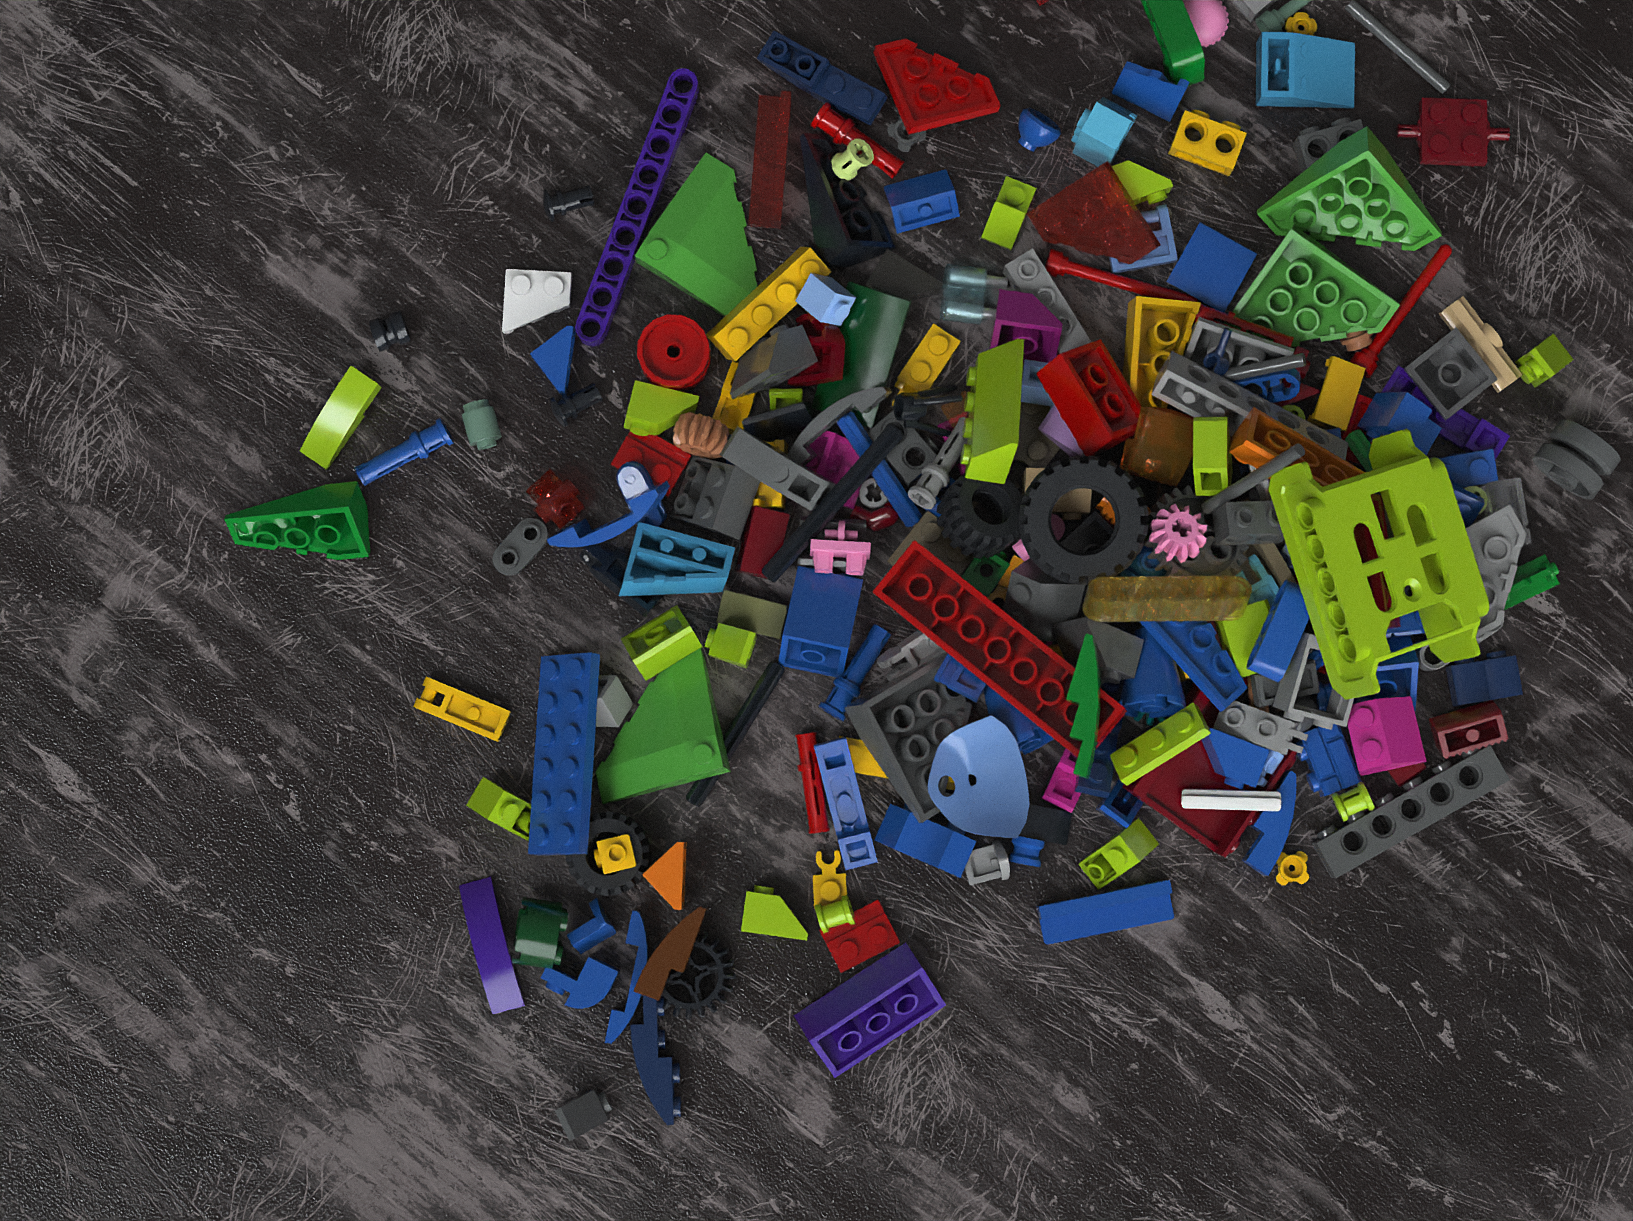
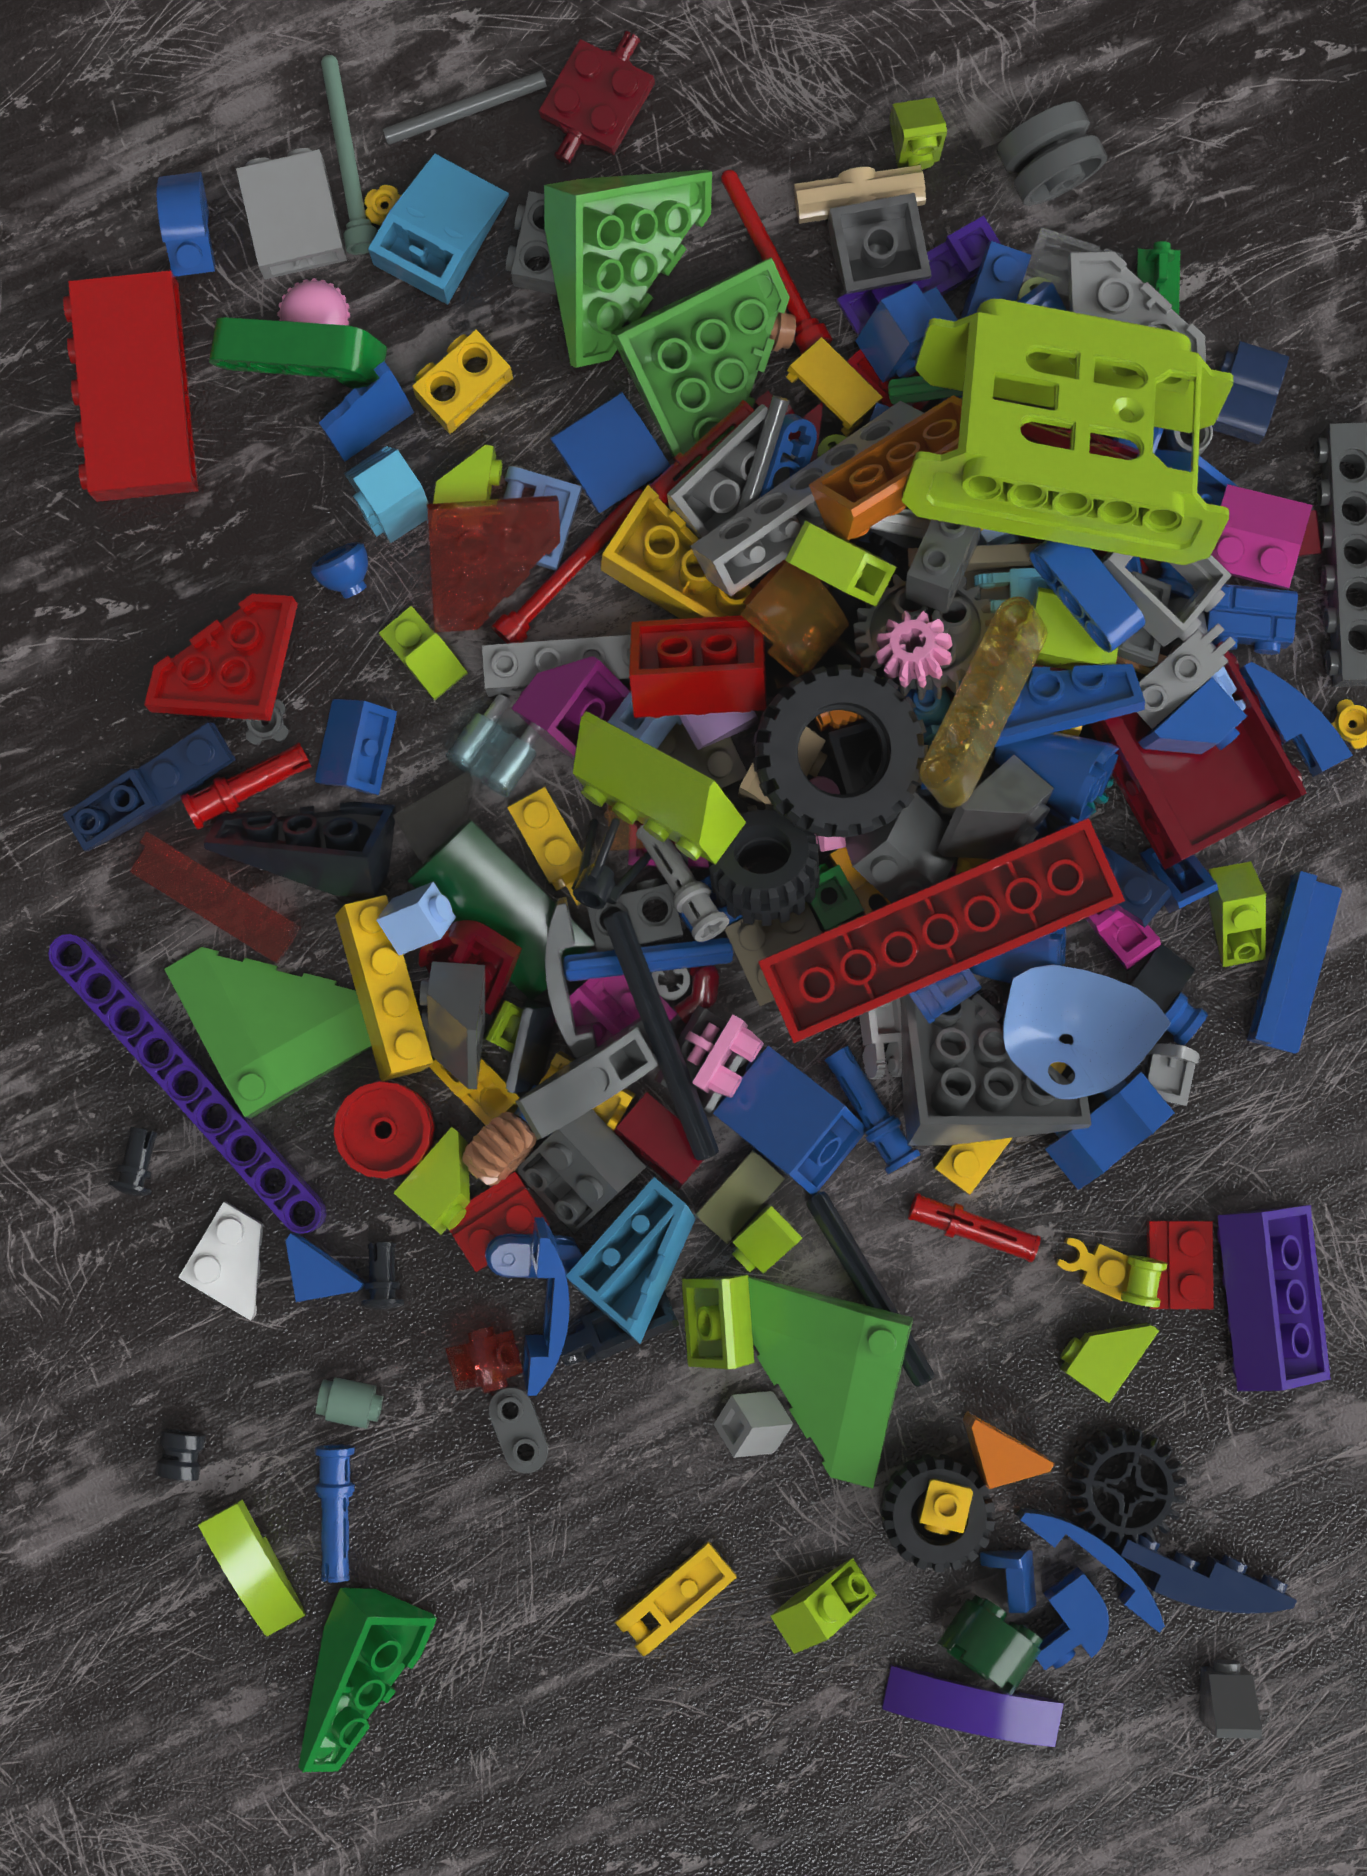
camera: 65 degrees left, 0 degrees up
(564, 754) = (795, 1506): blue plate -> none
(670, 954) = (1098, 1503): reddish brown slope -> none
(845, 803) = (1020, 1201): slope -> none
(849, 156) = (269, 800): yellowish green bush -> none
(1086, 693) = (1051, 854): green slope -> none
(1160, 744) = (1144, 799): lime plate -> none
(1211, 358) = (720, 491): dark blue hand -> none
(1231, 799) = (1244, 751): white axle -> none
(1253, 478) = (897, 526): dark grey bar -> none
(1352, 801) = (1316, 613): lime bush -> none
(1468, 729) = (1298, 439): dark red brick -> none

